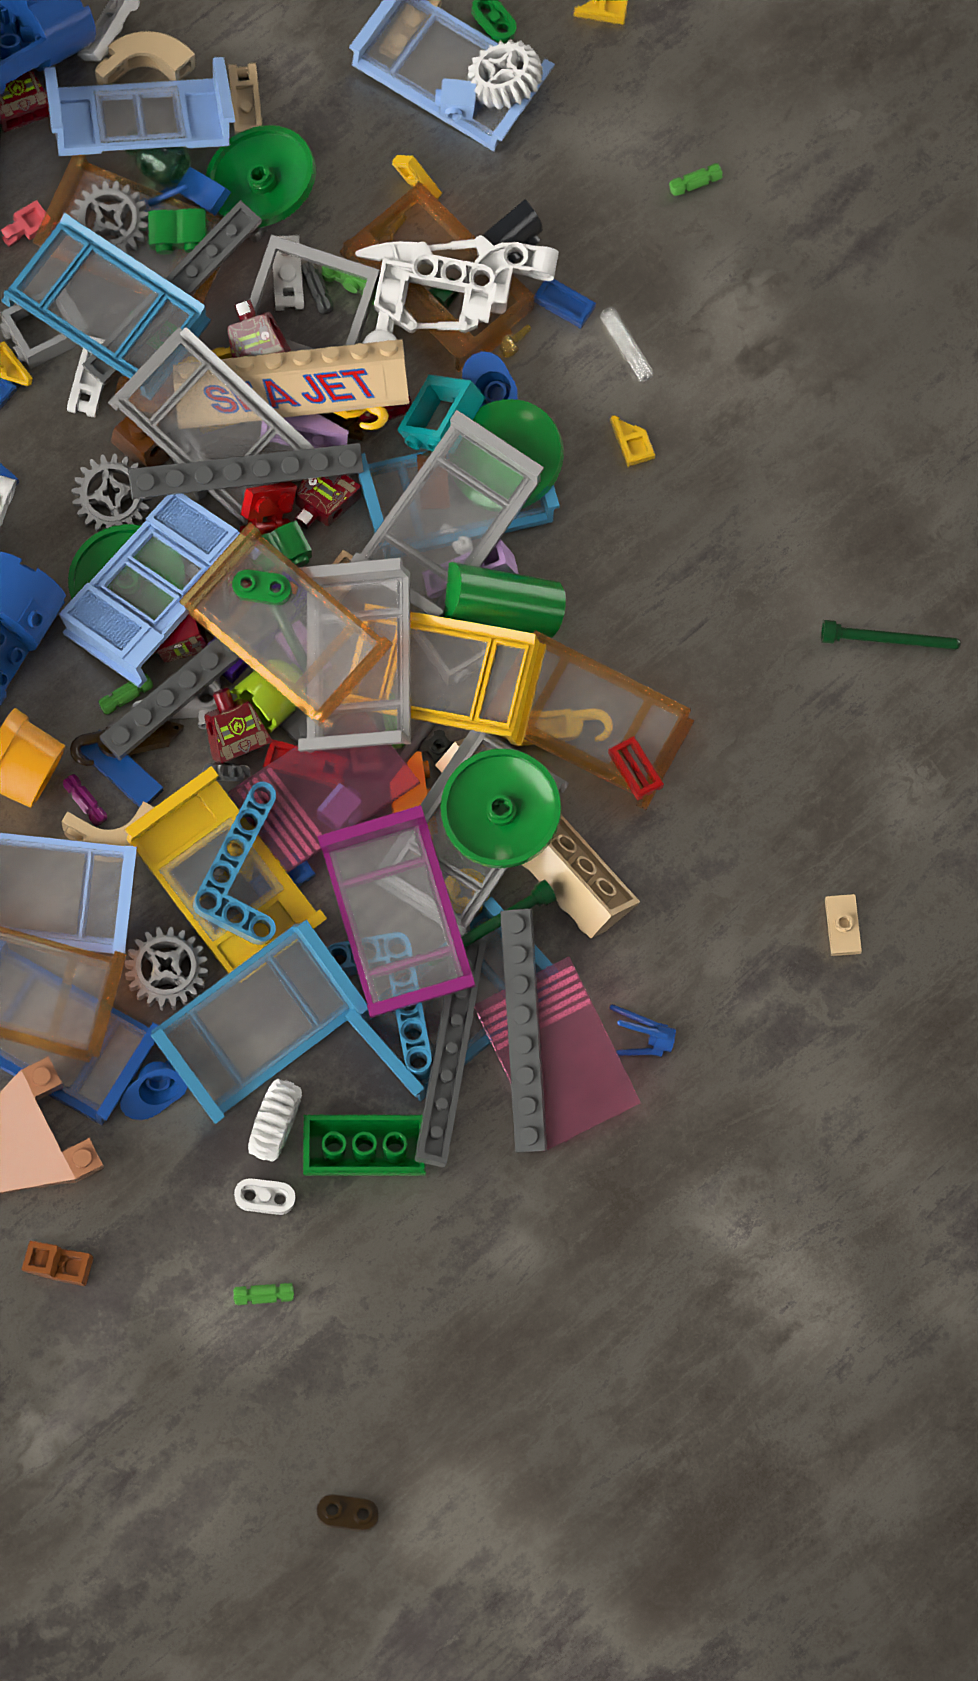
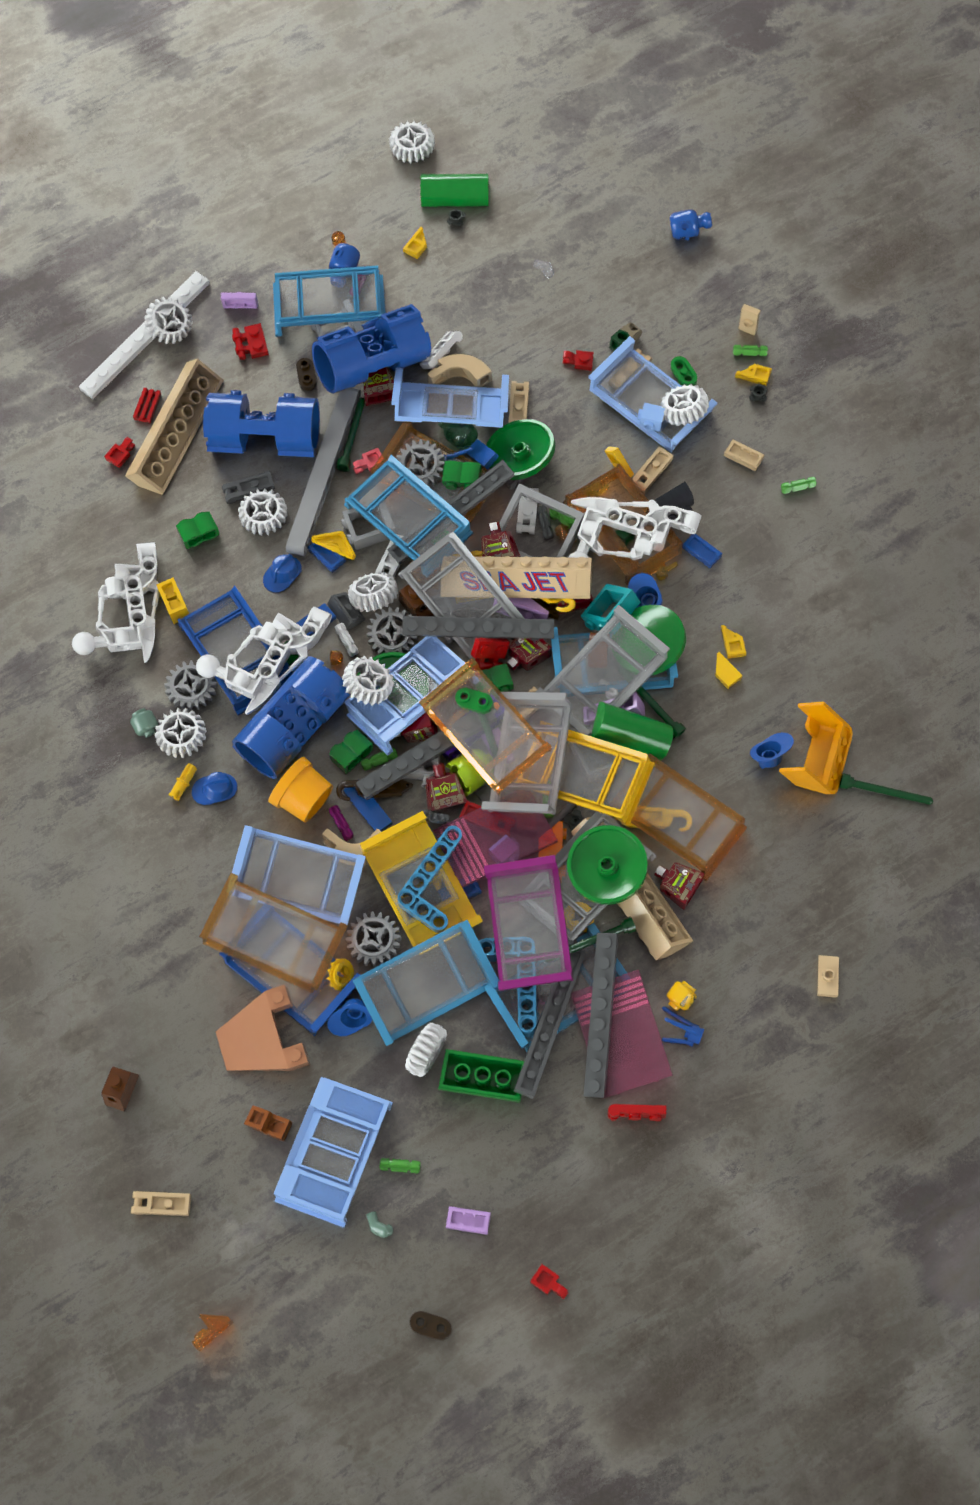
camera: 20 degrees right, 5 degrees down
(30, 545) = (336, 657): none -> clear orange hinge
(31, 468) = (344, 611): none -> dark grey slope
(35, 1563) = (215, 1325): none -> clear orange slope
(42, 514) = (346, 639): none -> white axle
(71, 434) = (373, 591): none -> white gear
(80, 688) = (350, 751): none -> green brick
(89, 586) = (371, 675): none -> white gear
(132, 1018) = (343, 966): none -> yellow gear
(160, 1289) = (331, 1151): none -> light blue piece
(247, 1388) = (378, 1228): none -> sand green arm
(265, 1195) = (412, 1099): white plate -> none
(332, 16) = (582, 359): none -> red plate
(348, 301) = (562, 531): none -> clear orange pin
(376, 1356) = (468, 1220): none -> lavender plate
(470, 181) = (652, 469): none -> tan plate
(504, 1423) = (547, 1280): none -> red plate
(570, 585) = (678, 728): none -> dark green piece
(595, 1163) = (636, 1112): none -> red plate
(606, 142) = (744, 455): none -> tan plate
(607, 819) = (679, 883): none -> dark red torso
(610, 32) = (758, 388): none -> pearl dark grey plate
(626, 774) = (715, 864): red tile -> none
(627, 344) = (738, 581): clear axle -> none
(628, 487) = (726, 672): none -> yellow tile
(635, 985) = (681, 995): none -> yellow head
(714, 599) = (771, 750): none -> blue piece
(795, 589) = (826, 751): none -> light orange windscreen

